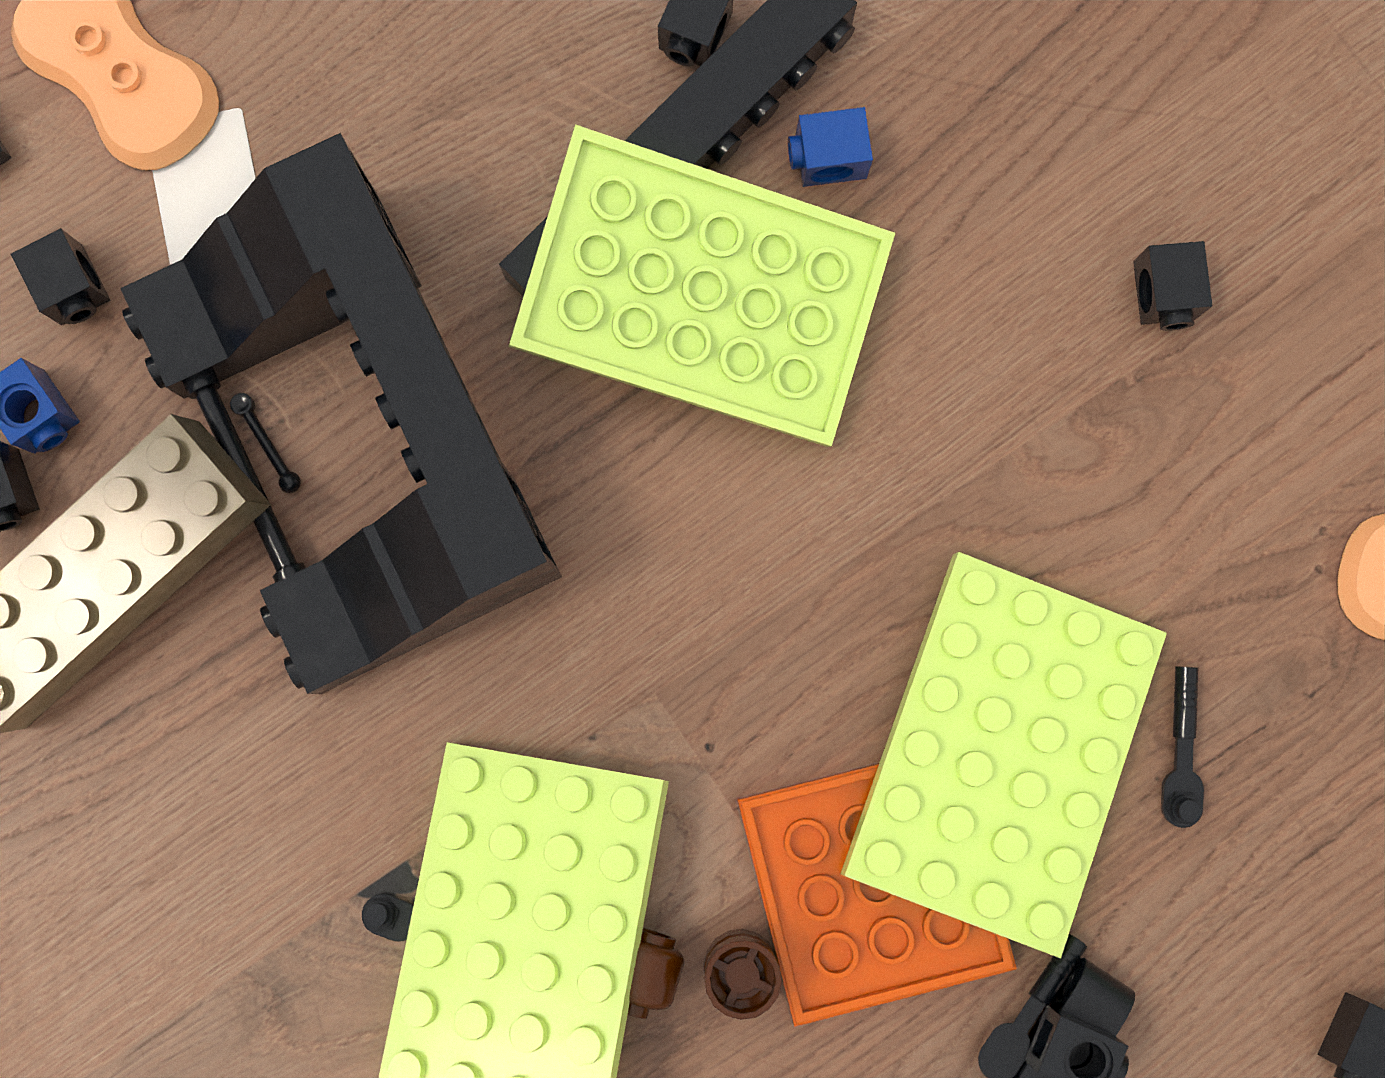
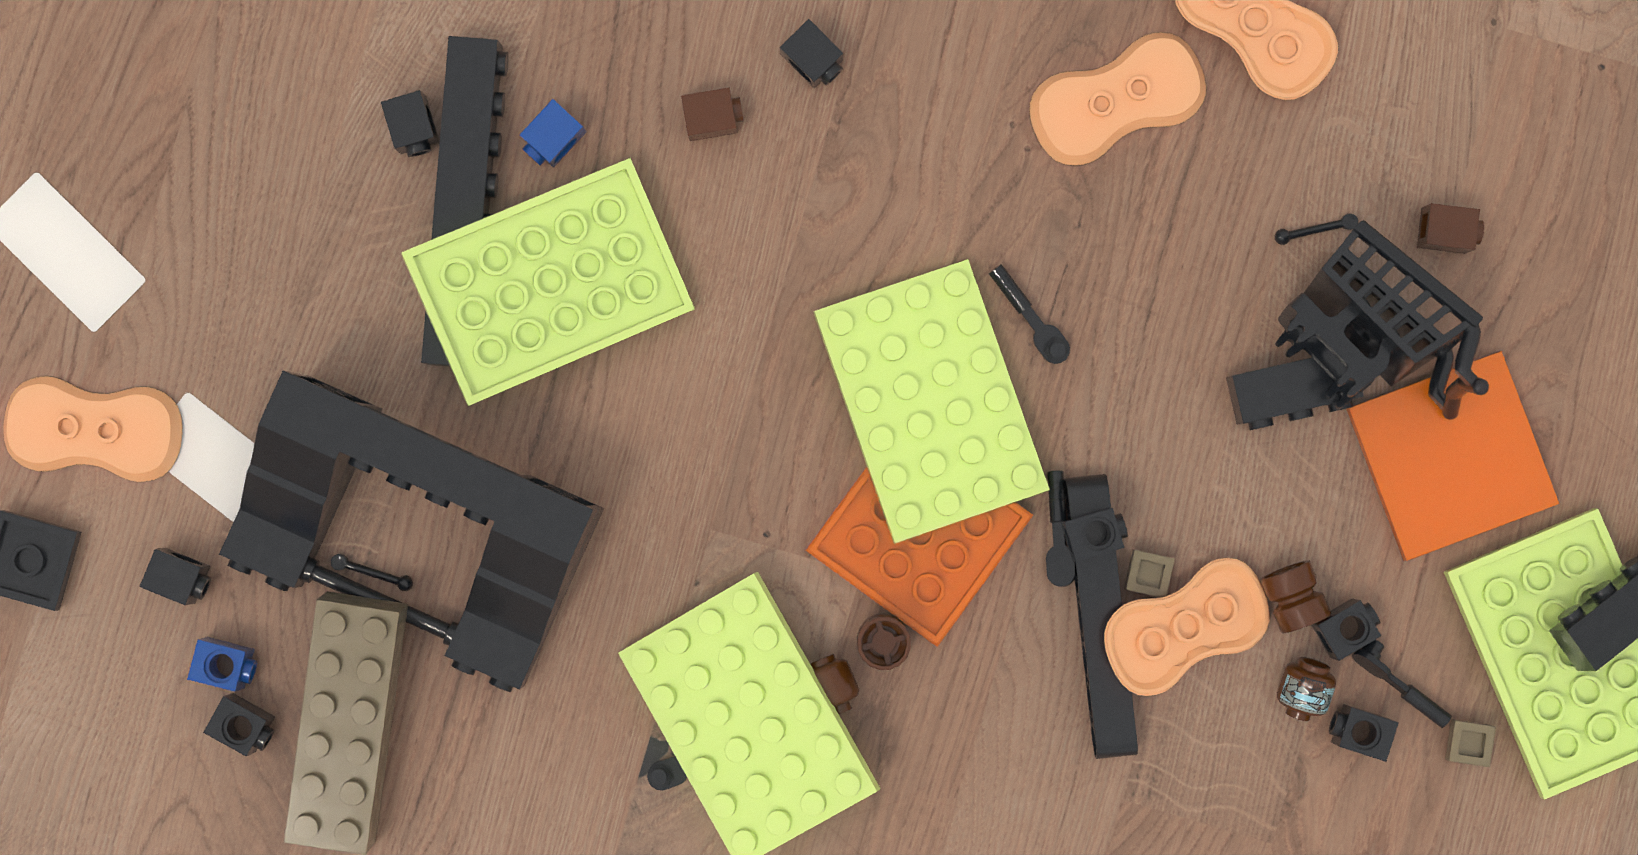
camera: 35 degrees left, 5 degrees up
(1015, 260) = (711, 114): none -> reddish brown brick

